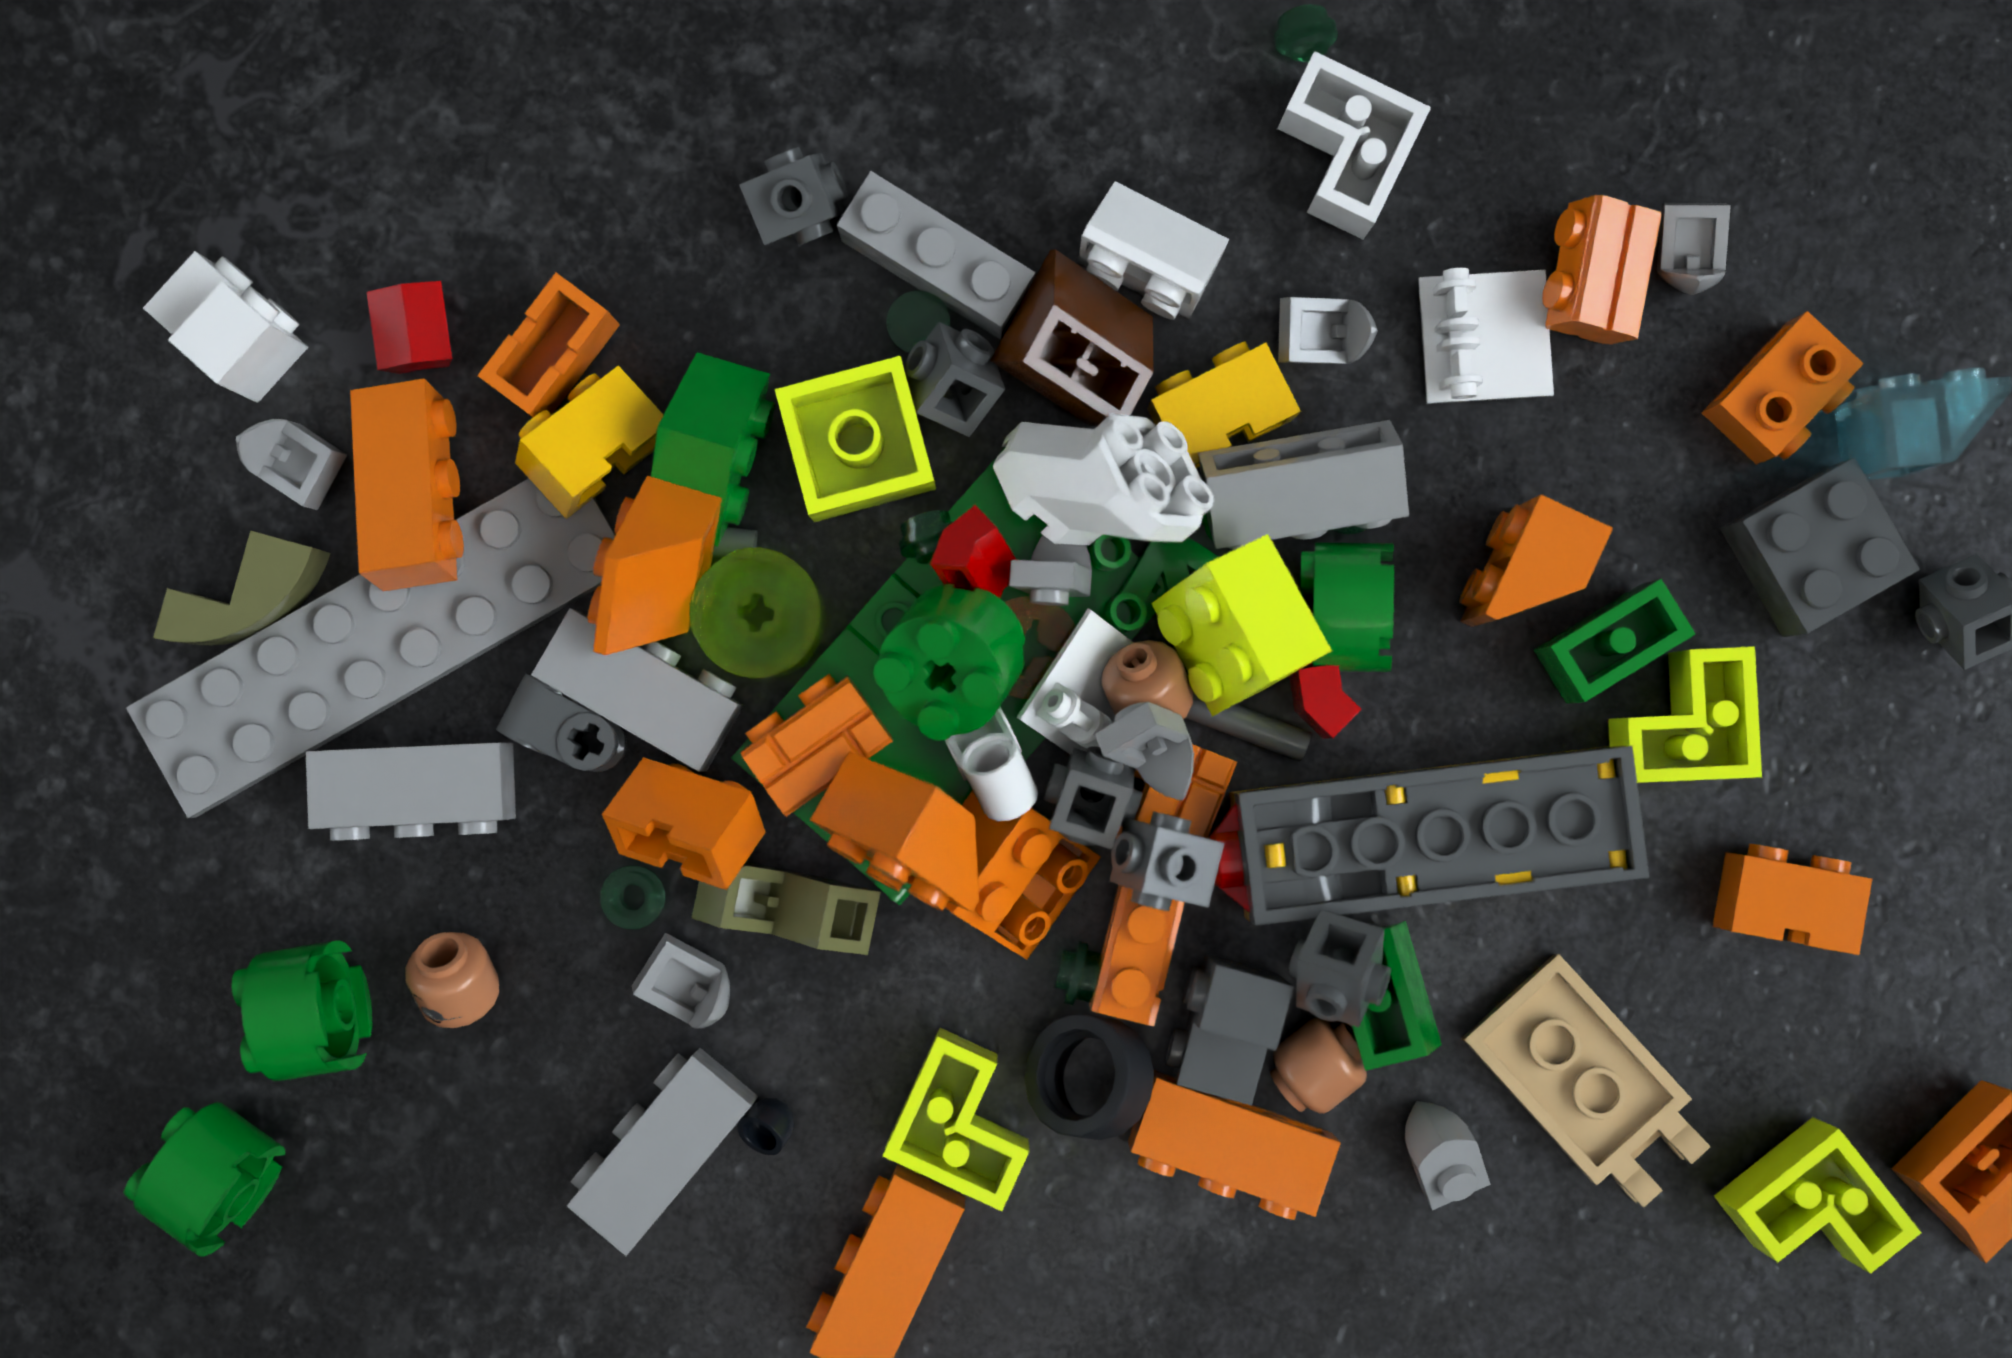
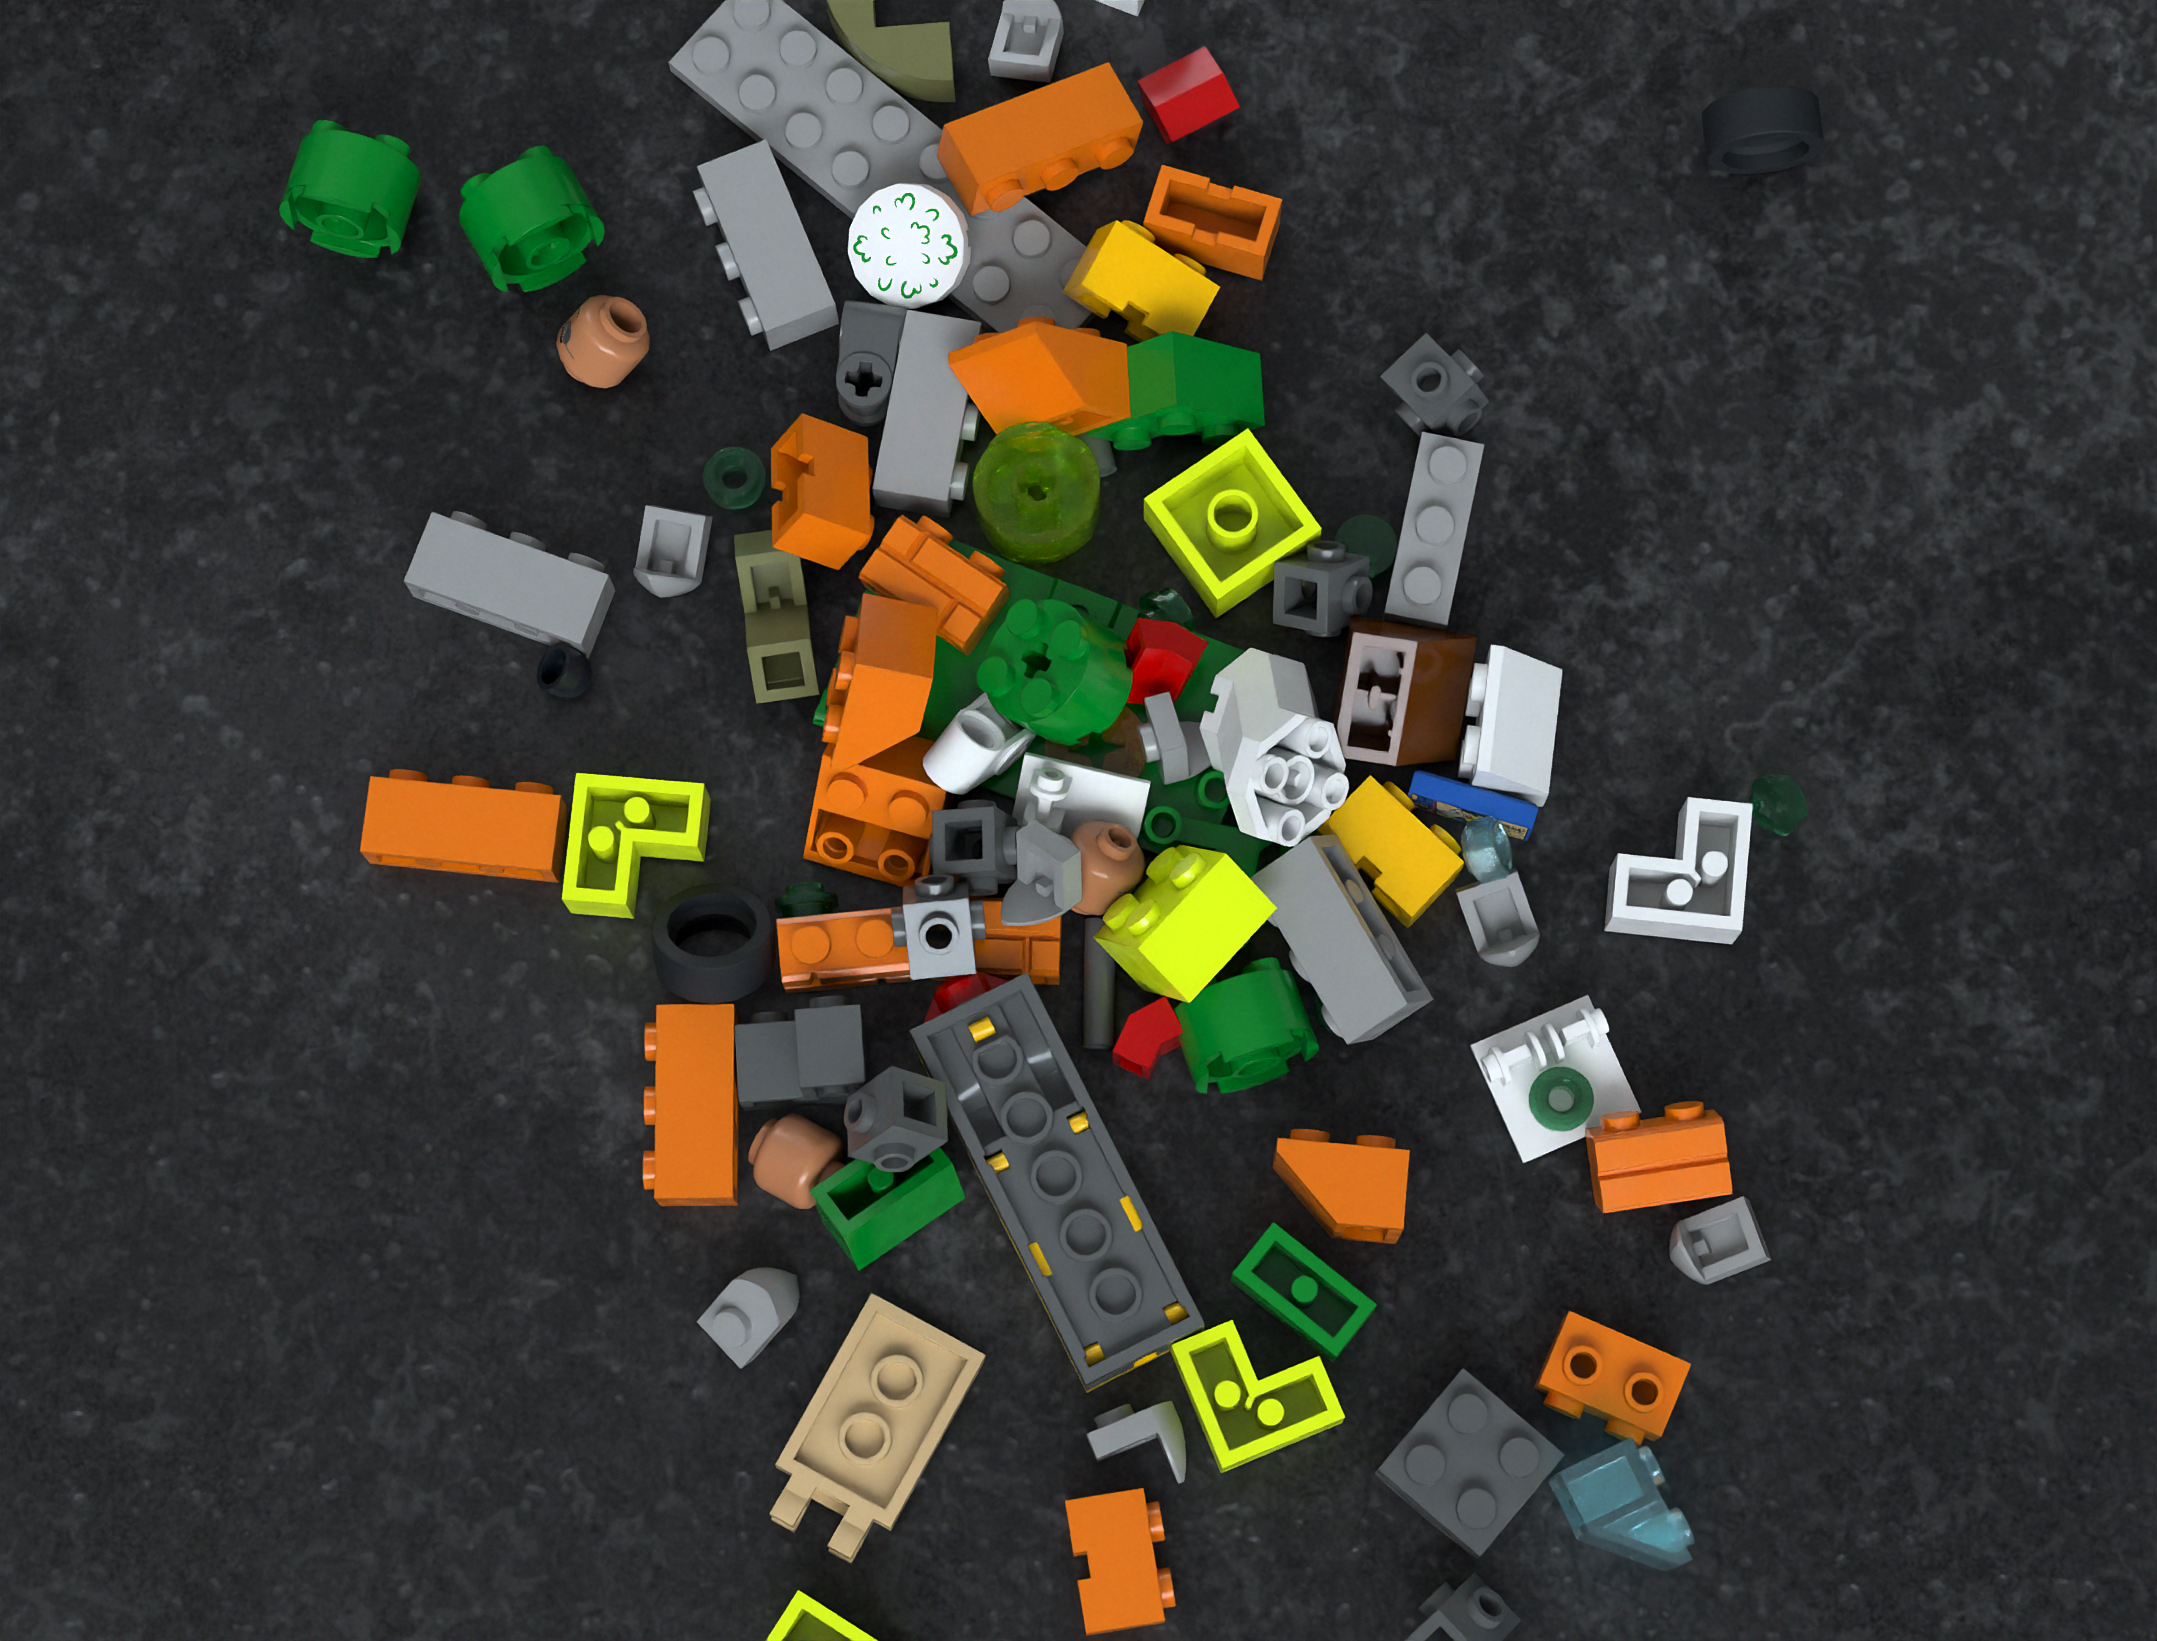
camera: 75 degrees right, 10 degrees down
(464, 649) = (909, 245): none -> white tile
(1206, 315) = (1467, 803): none -> blue tile
(1260, 317) = (1486, 849): none -> clear light blue tile
(1526, 324) = (1570, 1081): none -> clear green plate
(1676, 848) = (1124, 1430): none -> light grey plate

